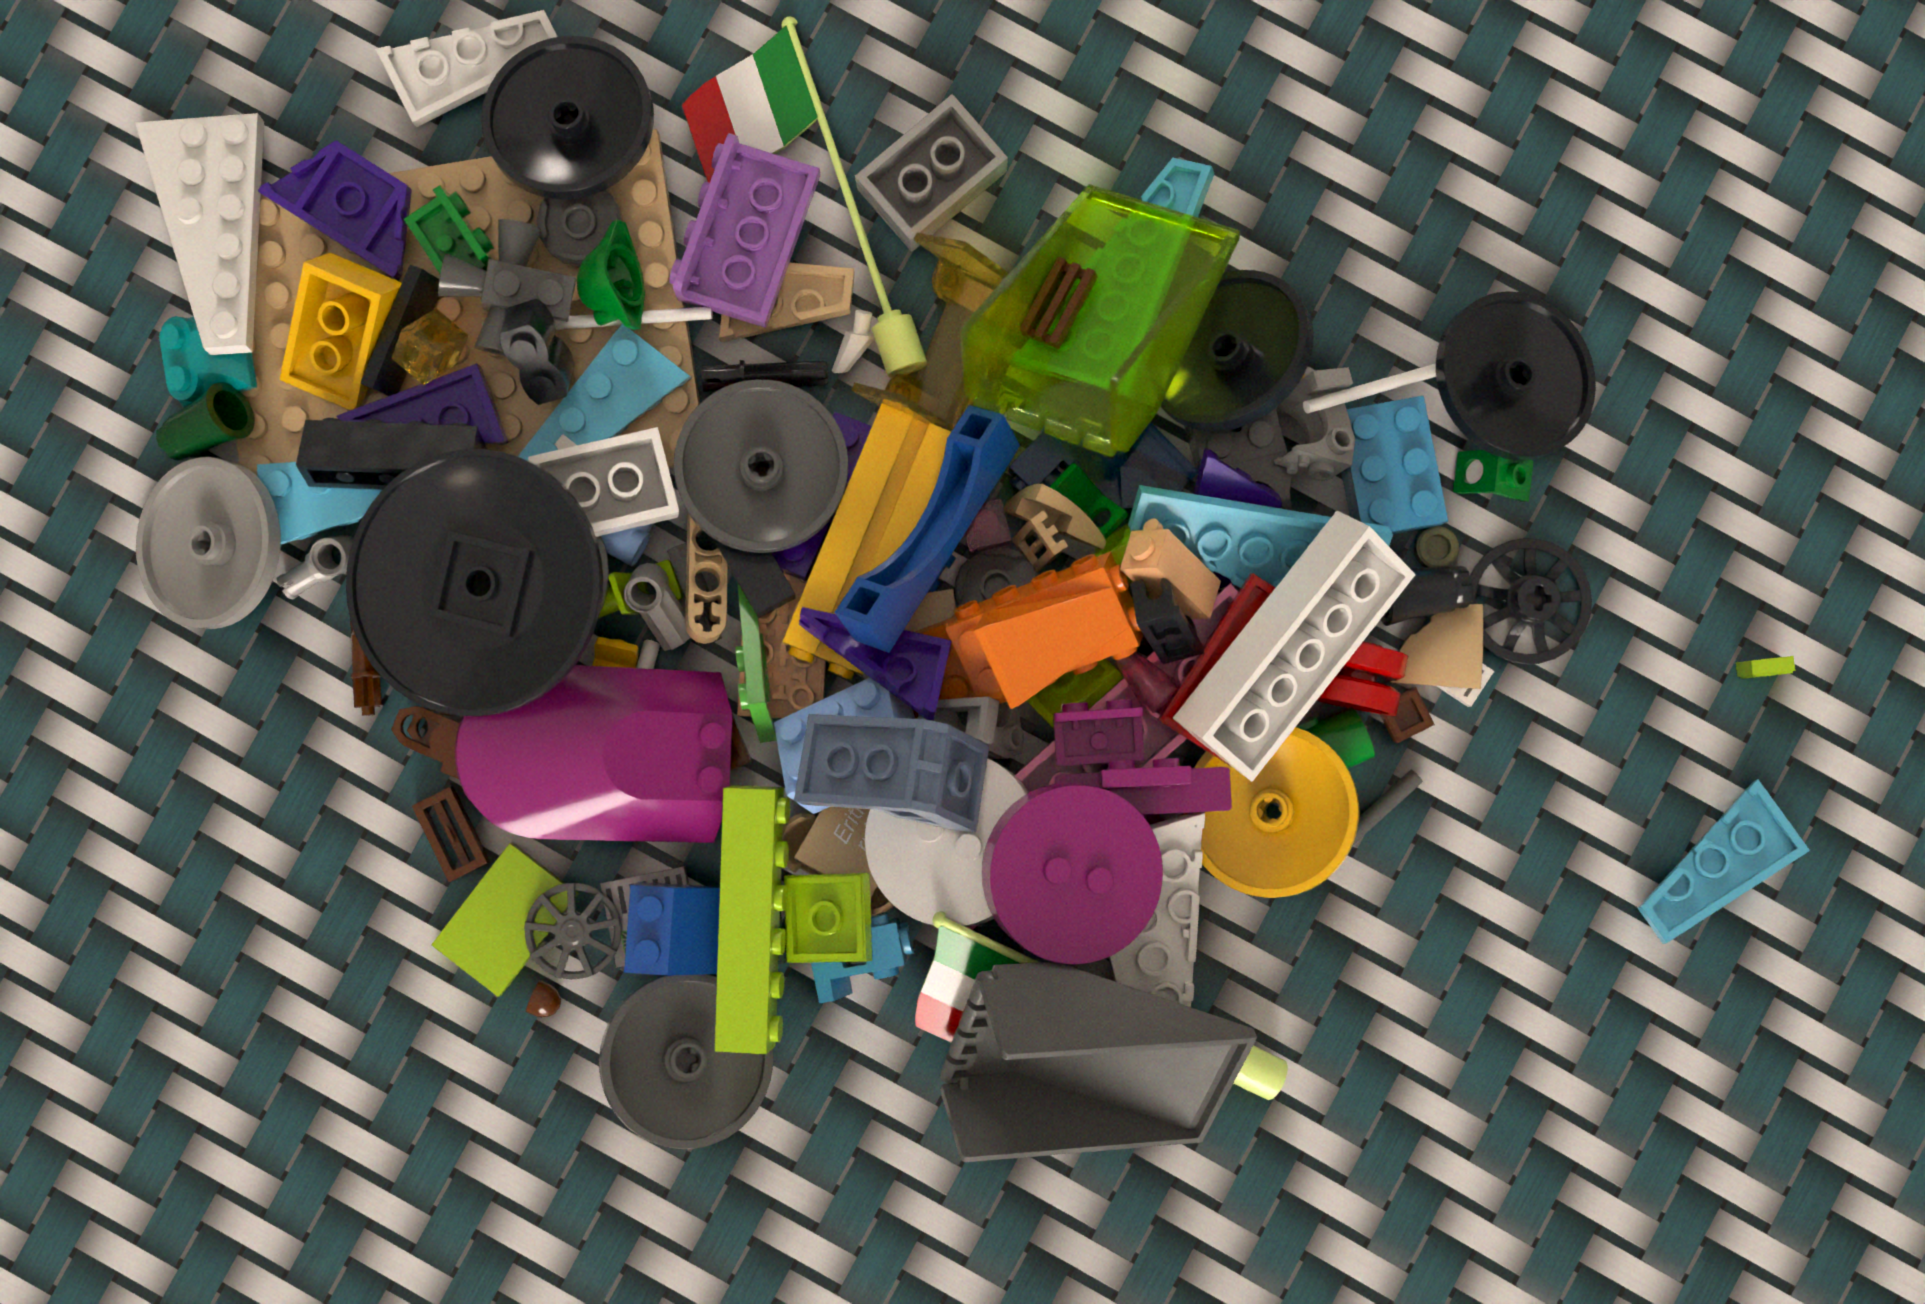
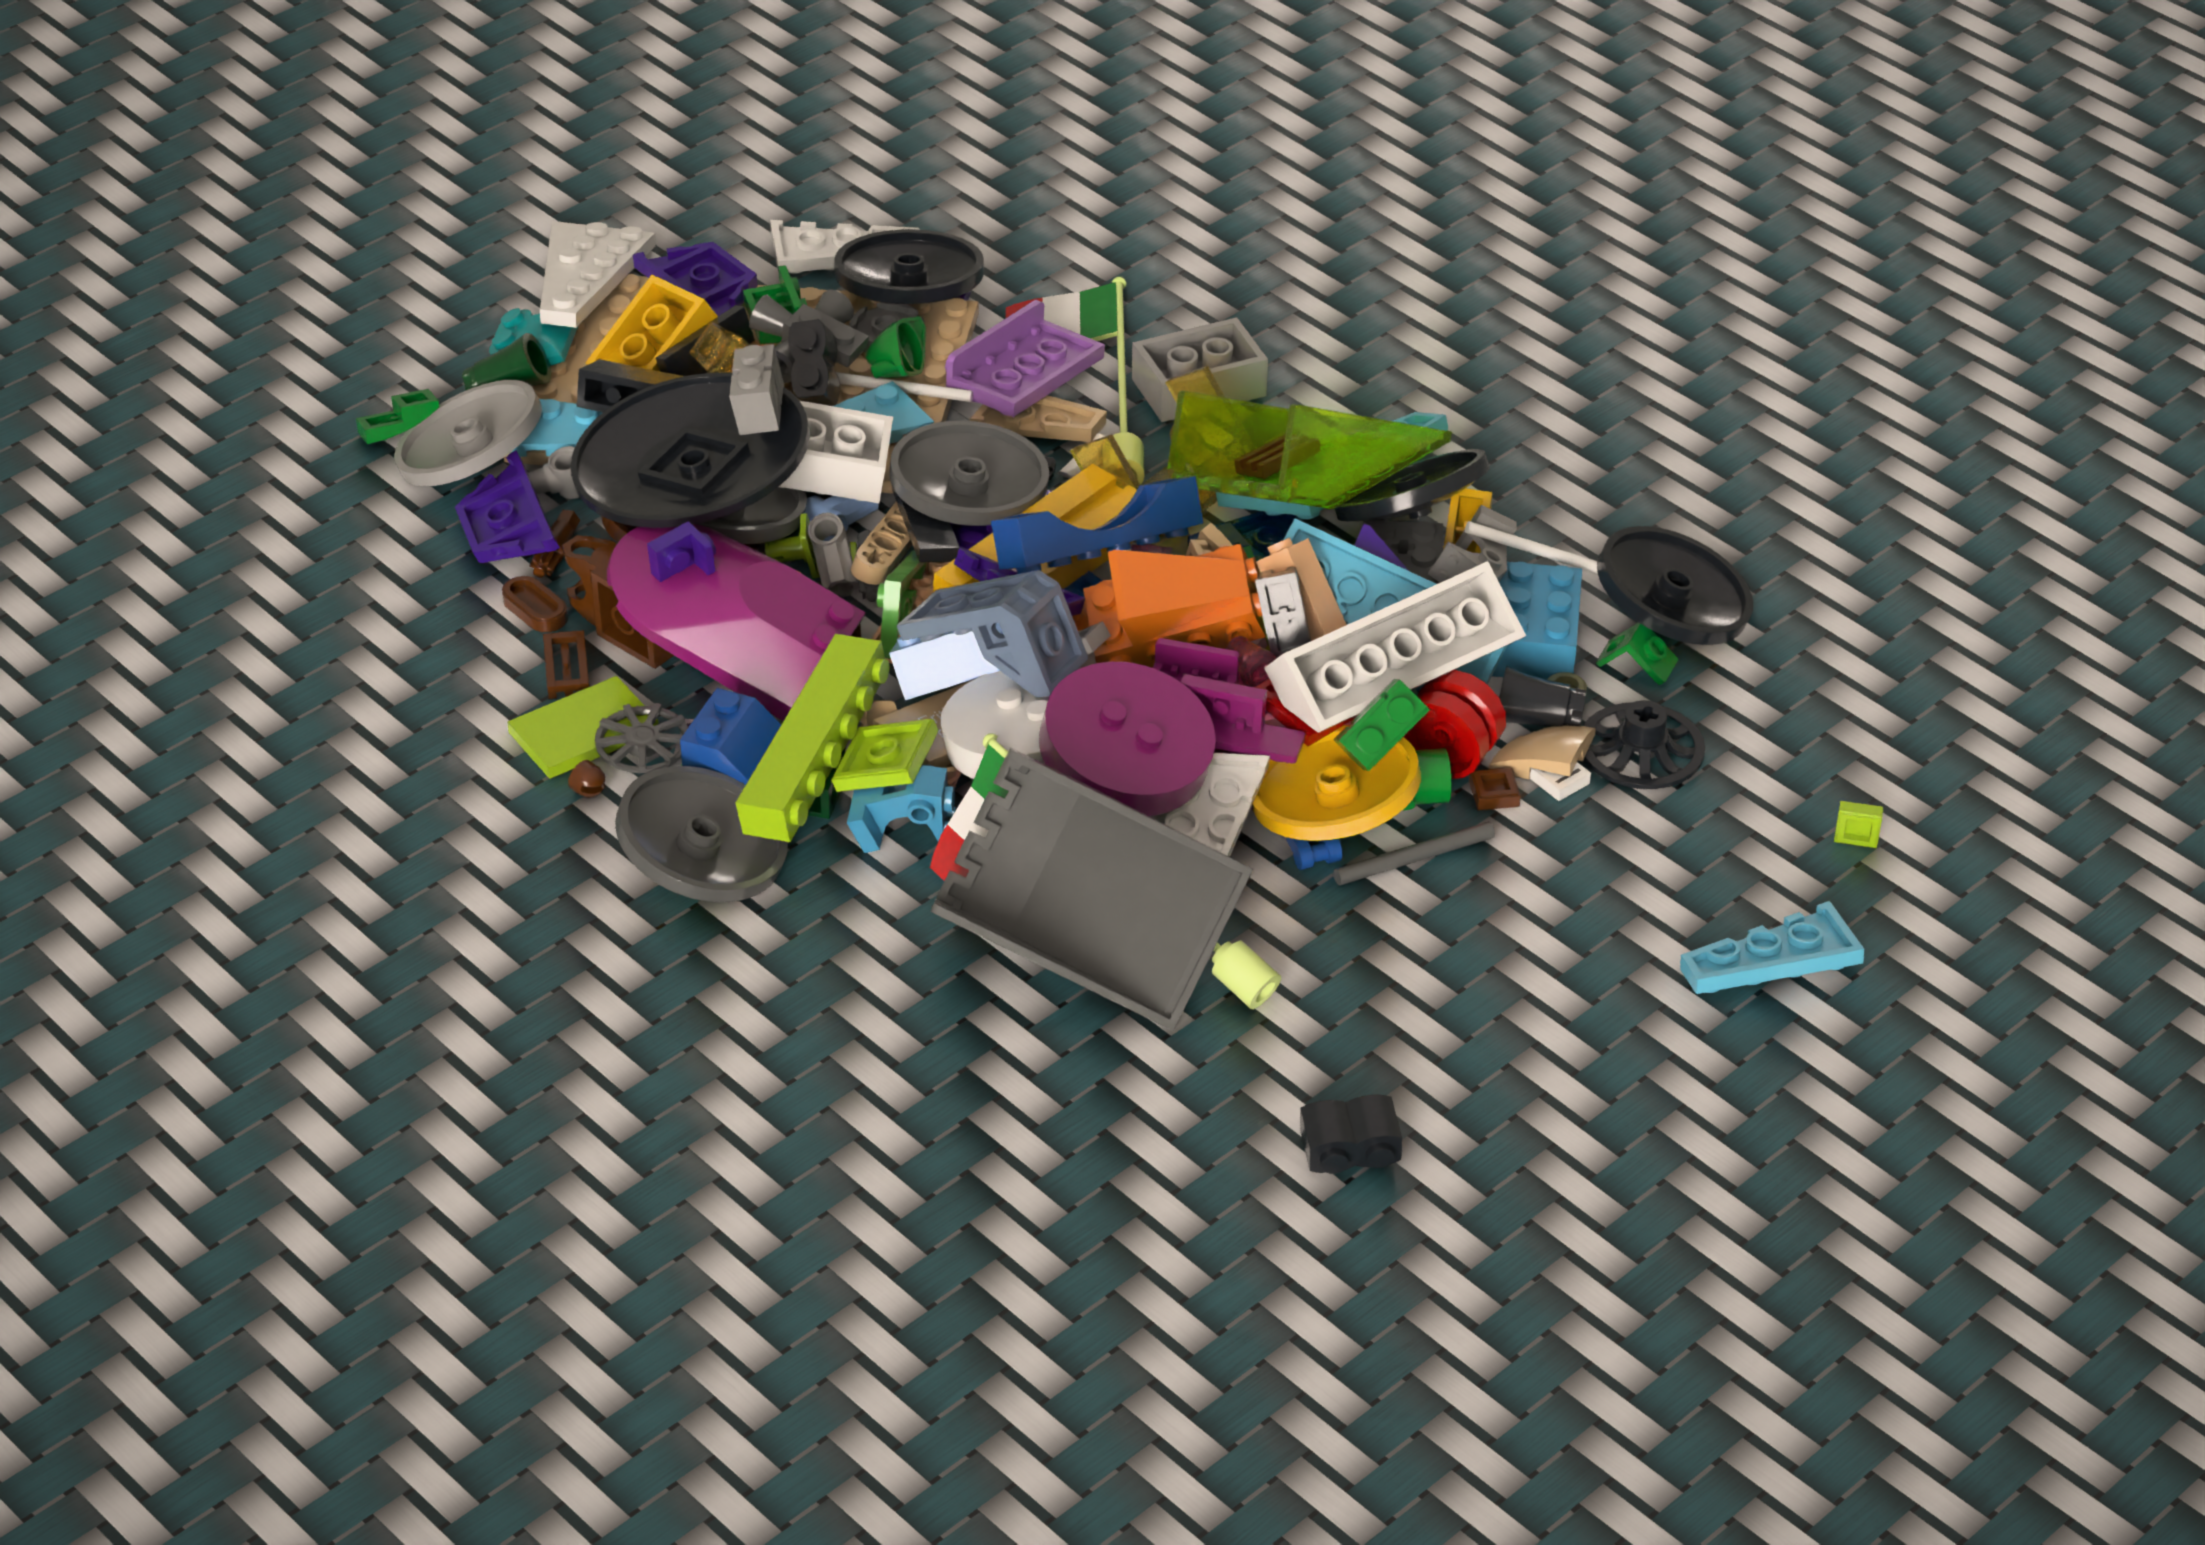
camera: 15 degrees right, 45 degrees down
(118, 522) = (407, 412): none -> green slope
(301, 650) = (506, 516): none -> dark purple wing
(381, 753) = (534, 604): none -> reddish brown tile
(518, 527) = (756, 389): none -> light grey piece
(528, 768) = (679, 550): none -> dark purple bracket
(1311, 761) = (1381, 724): none -> green brick
(1404, 1236) = (1350, 1133): none -> black brick

